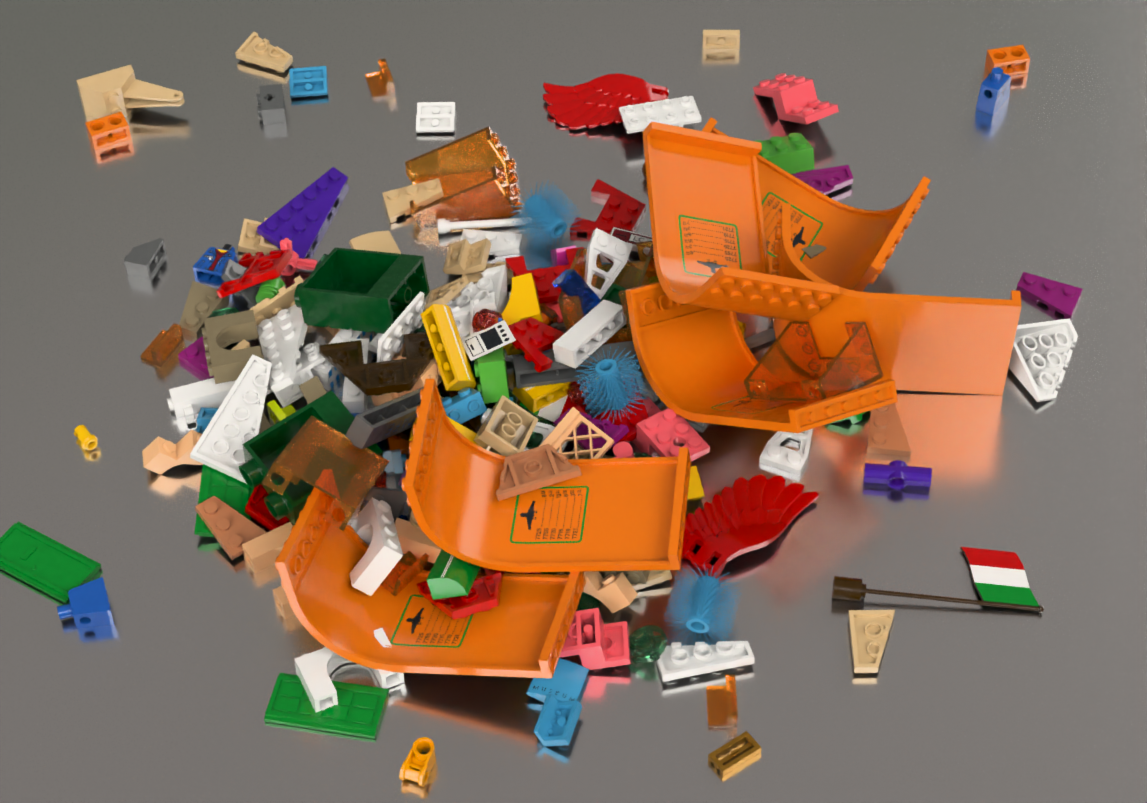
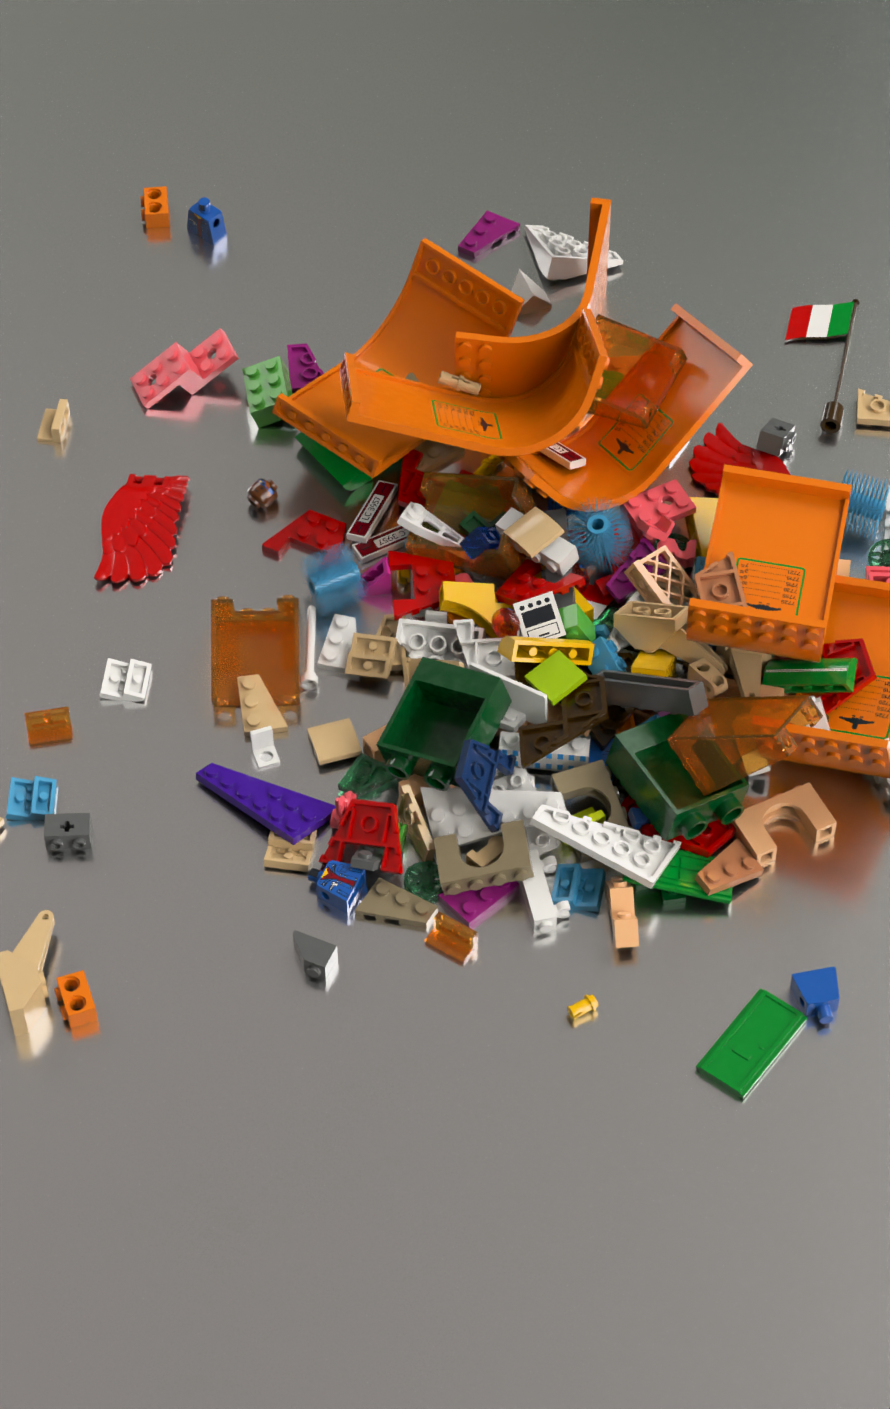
camera: 85 degrees left, 5 degrees up
(296, 308) = (476, 777): none -> dark blue wing
(369, 207) = (262, 743): none -> white bracket
(410, 352) = (556, 677): none -> lime tile
(585, 318) = (533, 532): none -> tan slope
(633, 431) = (660, 531): none -> coral bracket
(668, 111) = (185, 477): white bracket -> none
(742, 359) = (564, 456): none -> tile
(767, 256) = (459, 383): none -> tan pin
(799, 535) = (776, 437): none -> dark grey brick

